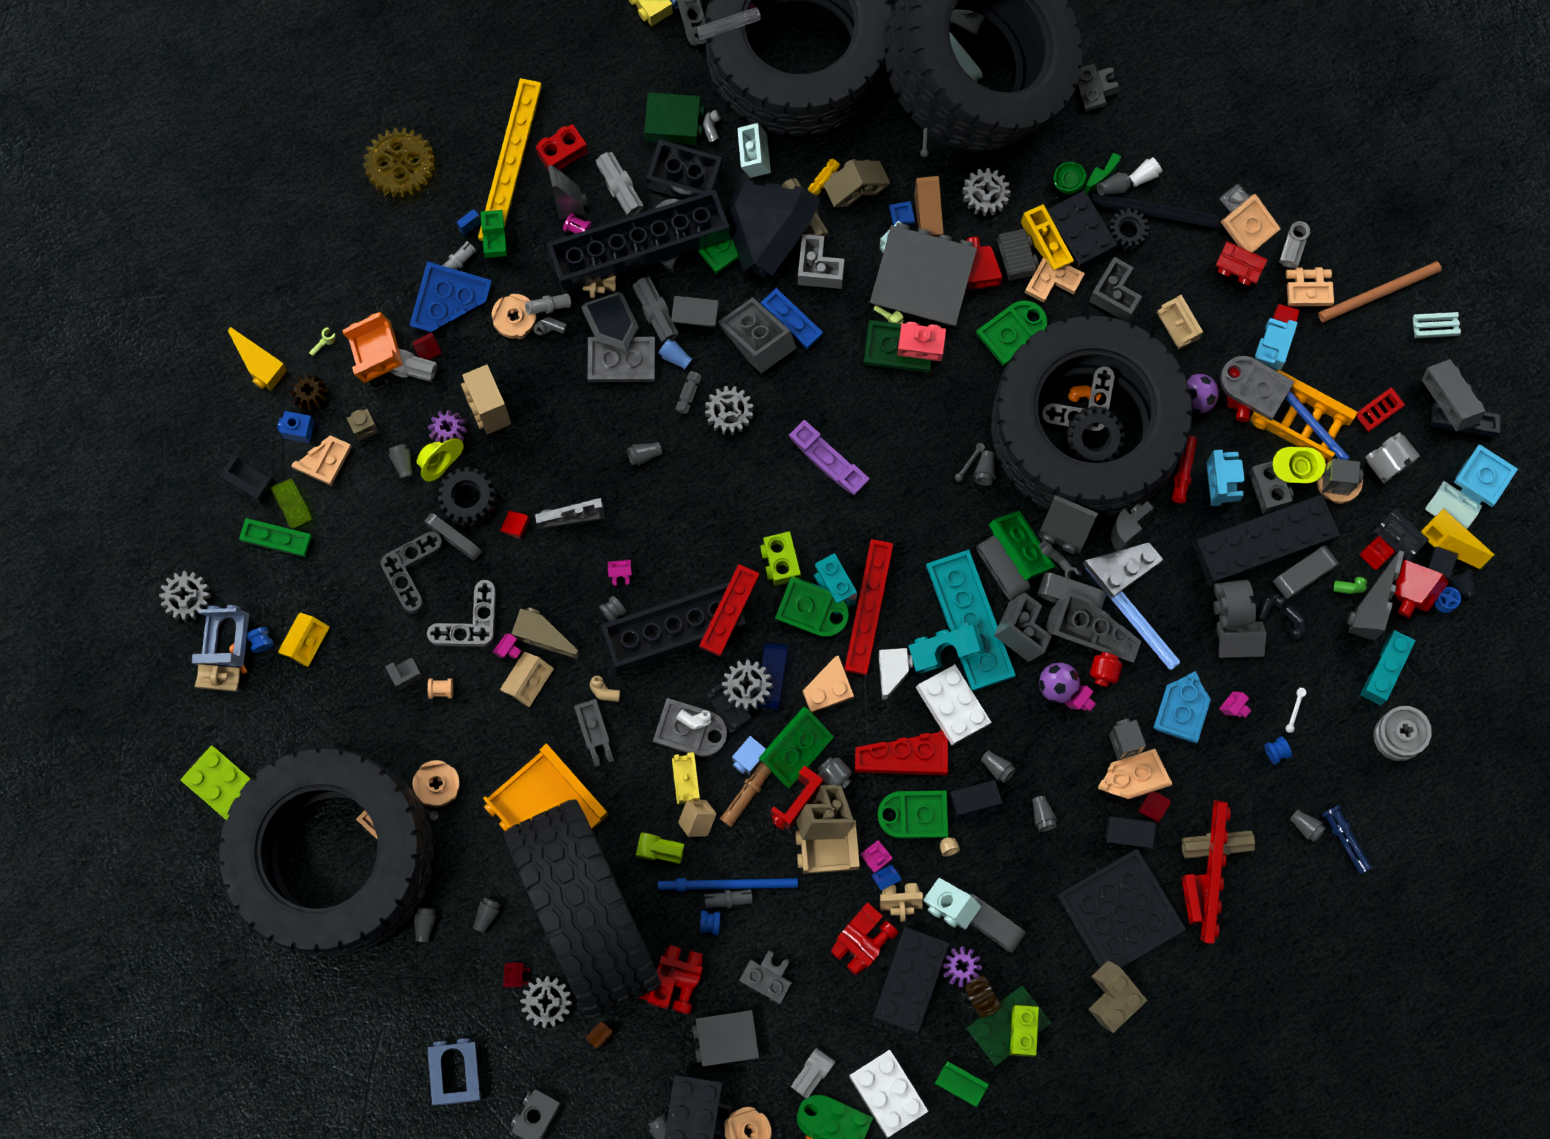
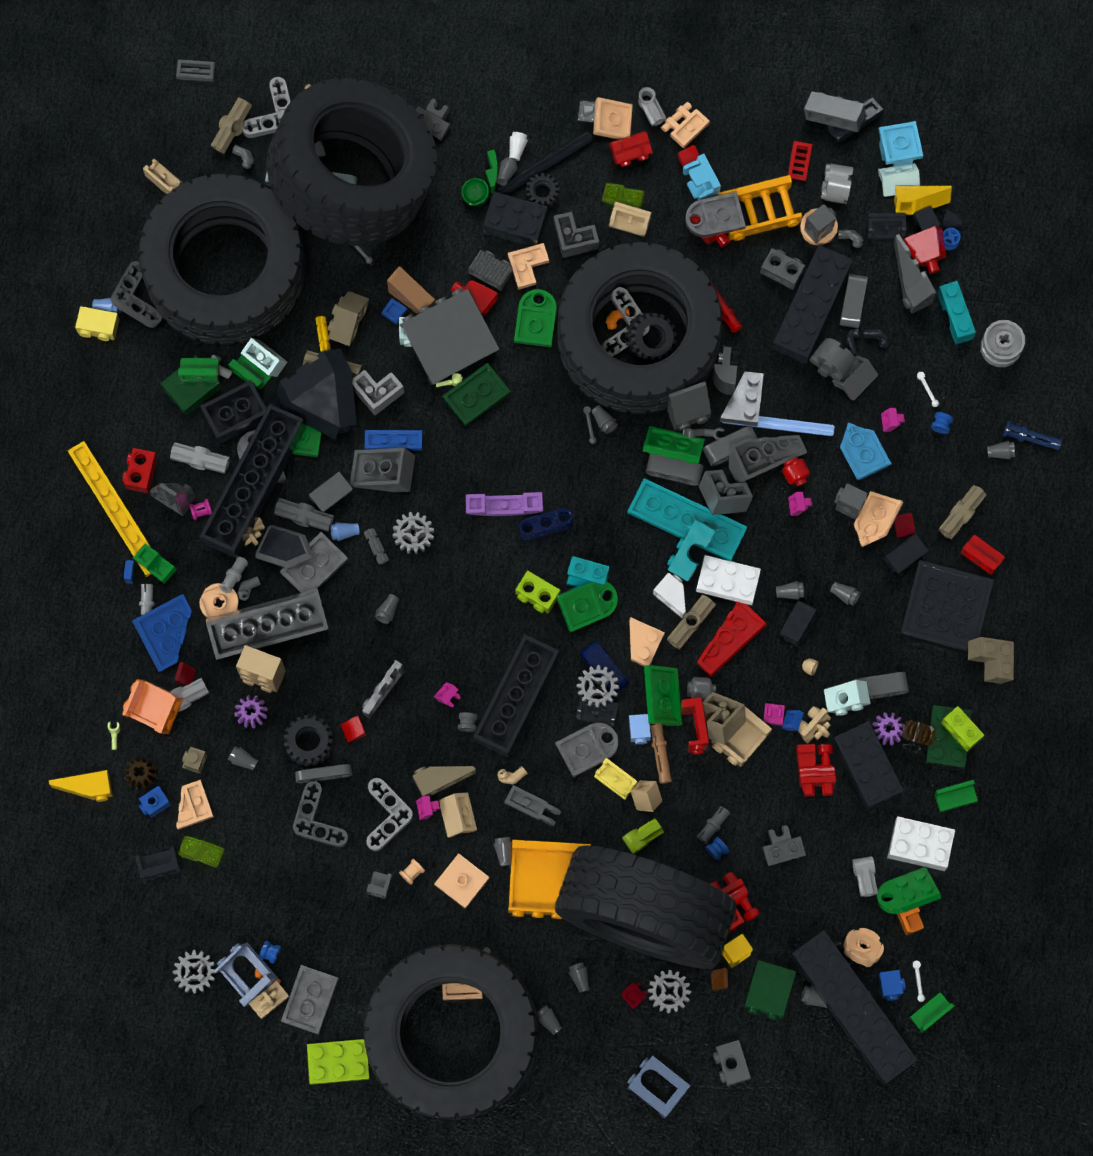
camera: 45 degrees left, 0 degrees up
(251, 711) = (309, 999): none -> flat silver plate
(275, 537) = (213, 881): green plate -> none
(303, 639) = (295, 925): yellow panel -> none
(386, 176) = (45, 593): clear yellow gear -> none
(438, 457) = (263, 734): neon yellow piece -> none
(445, 793) = (466, 920): light nougat plate -> none
(473, 737) = (461, 881): none -> light nougat plate
(531, 368) = (266, 623): none -> dark grey brick
(532, 744) = (504, 850): none -> dark grey cone
(630, 1087) = (769, 990): none -> dark green brick
(635, 1025) = (737, 950): none -> yellow panel
(682, 885) = (677, 844): blue bar -> none
(689, 109) = (198, 369): none -> green panel
(695, 722) = (587, 739): white arm -> none
(725, 1038) = (796, 906): dark grey panel -> none
(729, 23) = (178, 291): clear axle -> none
(729, 610) = (542, 651): red plate -> none
(730, 153) = (249, 371): none -> green panel
(840, 499) = (552, 517): none -> clear blue beam
(868, 607) = (619, 570): red plate -> none
(869, 710) = (683, 630): none -> dark tan piece
(917, 814) = (772, 665): green plate -> none
(921, 341) = (489, 378): coral brick -> none
(996, 191) = (432, 257): light grey gear -> none
(1046, 237) = (500, 242): yellow slope -> none
(1059, 682) = (777, 505): medium lavender piece -> none
(1194, 297) = (618, 193): none -> clear neon green slope
(1203, 392) = (689, 247): medium lavender piece -> none
(1214, 881) = (973, 523): red plate -> none
(1223, 474) = (750, 289): medium azure panel -> none
(1298, 464) = (787, 239): neon yellow piece -> none
(1315, 425) = (775, 207): blue bar -> none
(1351, 588) = (887, 286): bright green arm -> none
(1362, 514) = (852, 235): none -> dark grey arm
(1377, 553) = (882, 249): red slope -> none
(1380, 291) = (728, 89): nougat piece -> none
(1433, 317) = (791, 66): light aqua tile -> none

